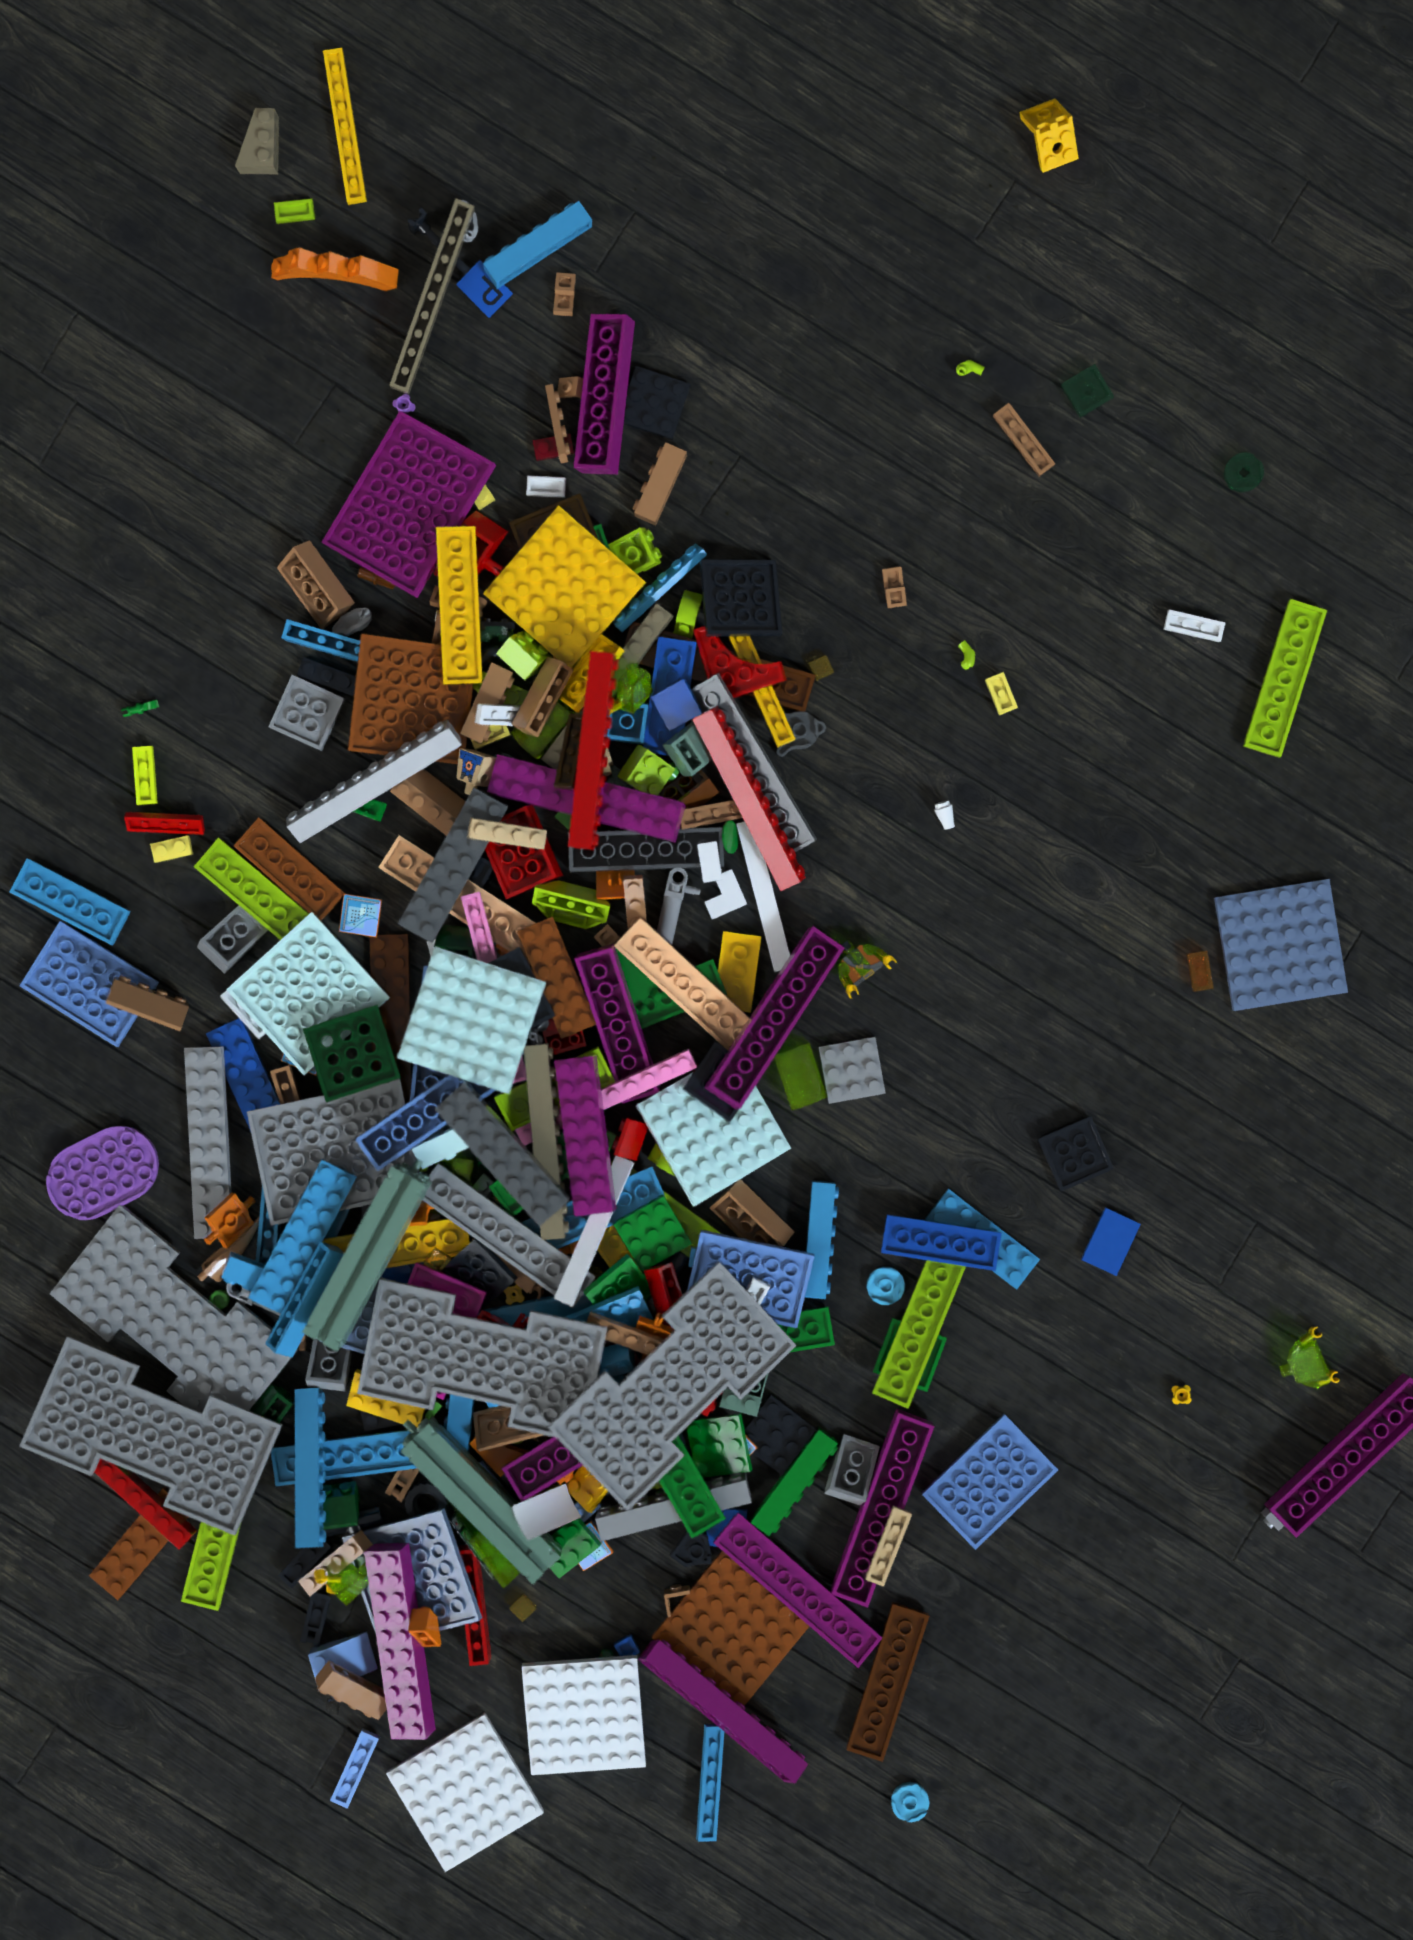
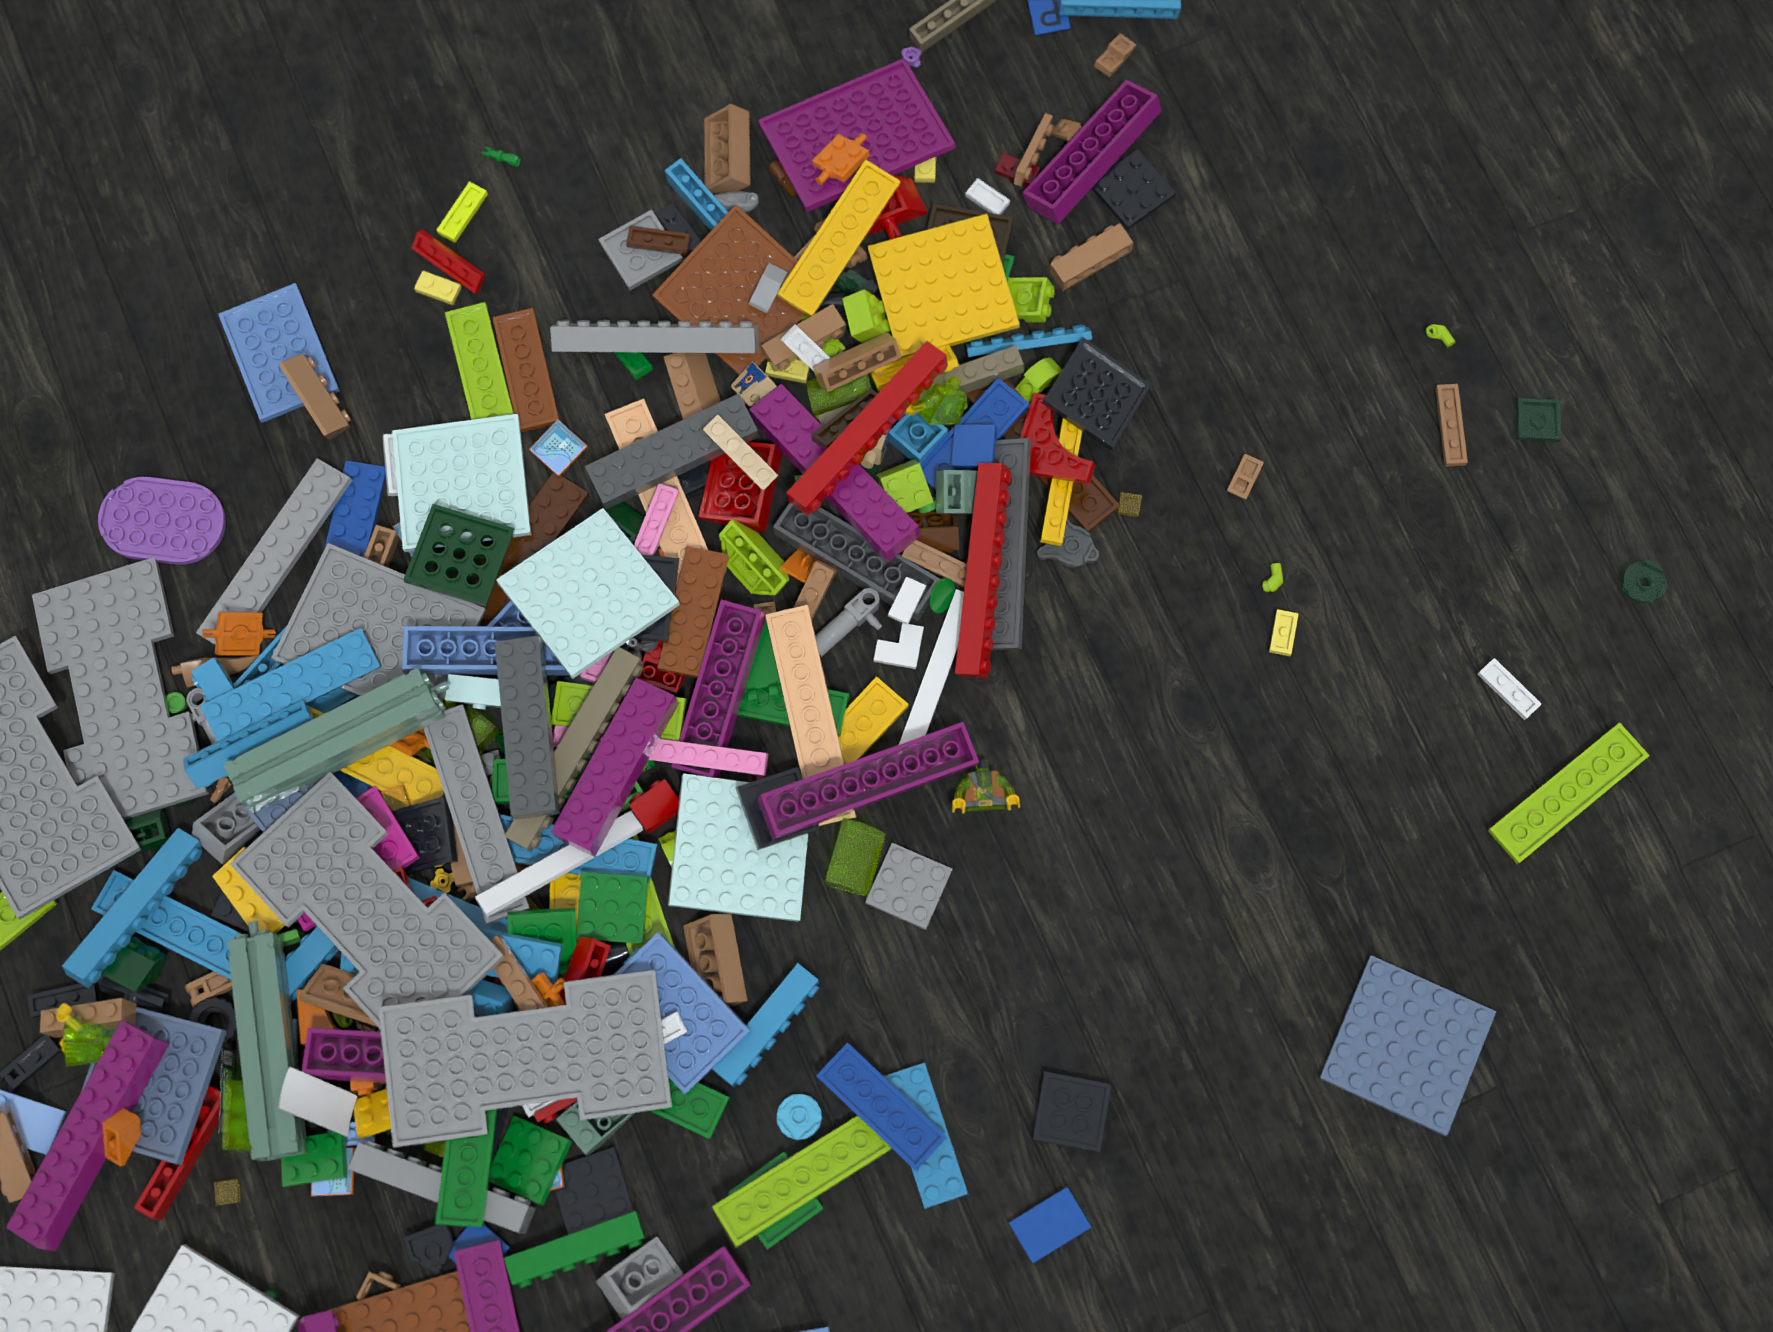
camera: 35 degrees right, 15 degrees down
(70, 901) = (317, 274): dark azure plate -> none
(231, 939) = (430, 394): light grey slope -> none
(316, 697) = (658, 240): none -> reddish brown tile
(413, 535) = (841, 158): none -> orange plate
(432, 683) = (767, 288): none -> light grey slope
(627, 1646) = (296, 1302): blue plate -> none
(945, 814) = (1157, 706): white cone -> none
(1051, 125) = (1647, 177): yellow bracket -> none
(1200, 971) = (1310, 1016): clear orange plate -> none

